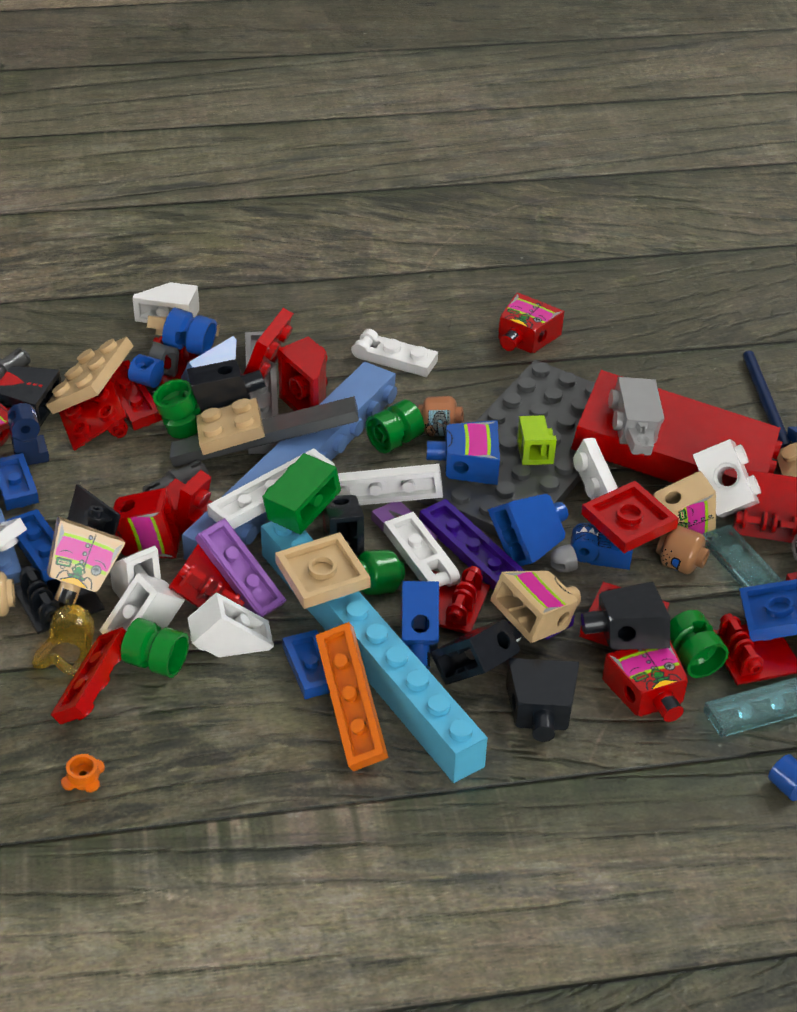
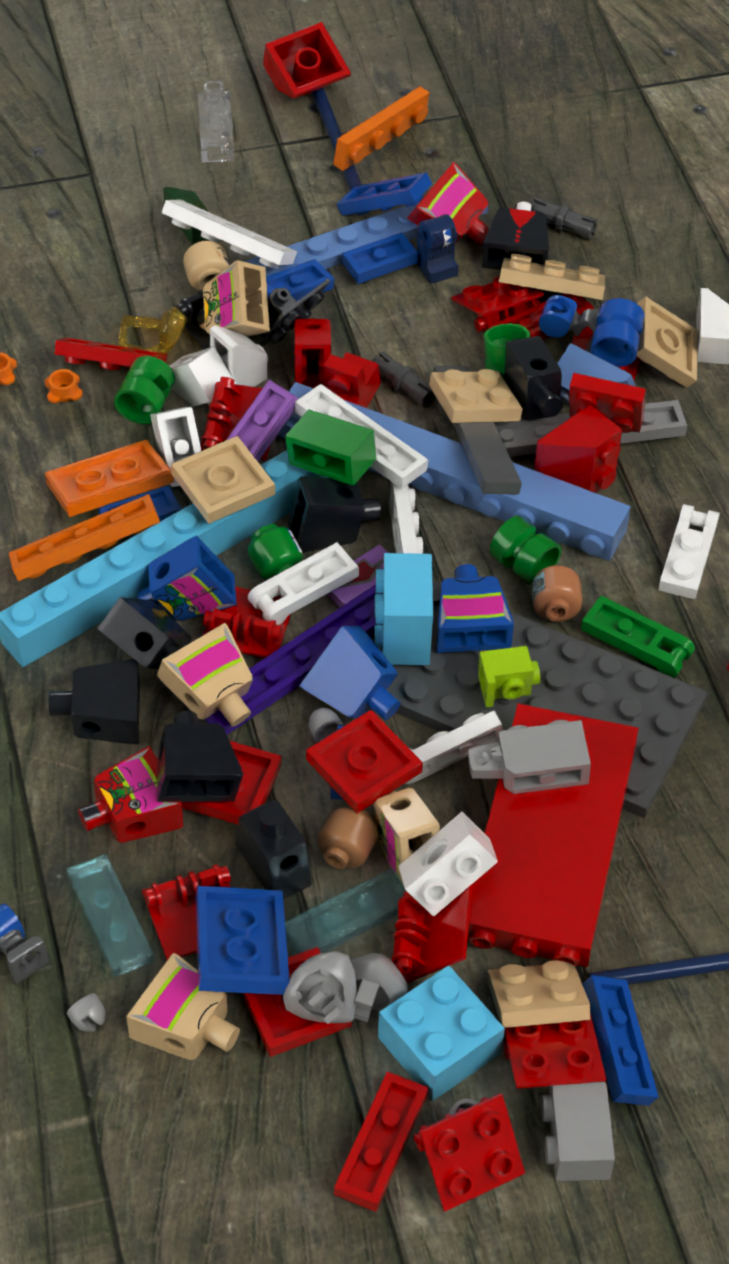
camera: 85 degrees right, 10 degrees up
(123, 719) = (63, 386): none -> orange plate
(264, 684) = (108, 478): none -> orange tile
(477, 473) = (404, 608): none -> medium azure brick
(481, 385) = (637, 636): none -> green plate
(697, 644) = (172, 845): green wheel -> none
(701, 585) = (268, 838): none -> black torso

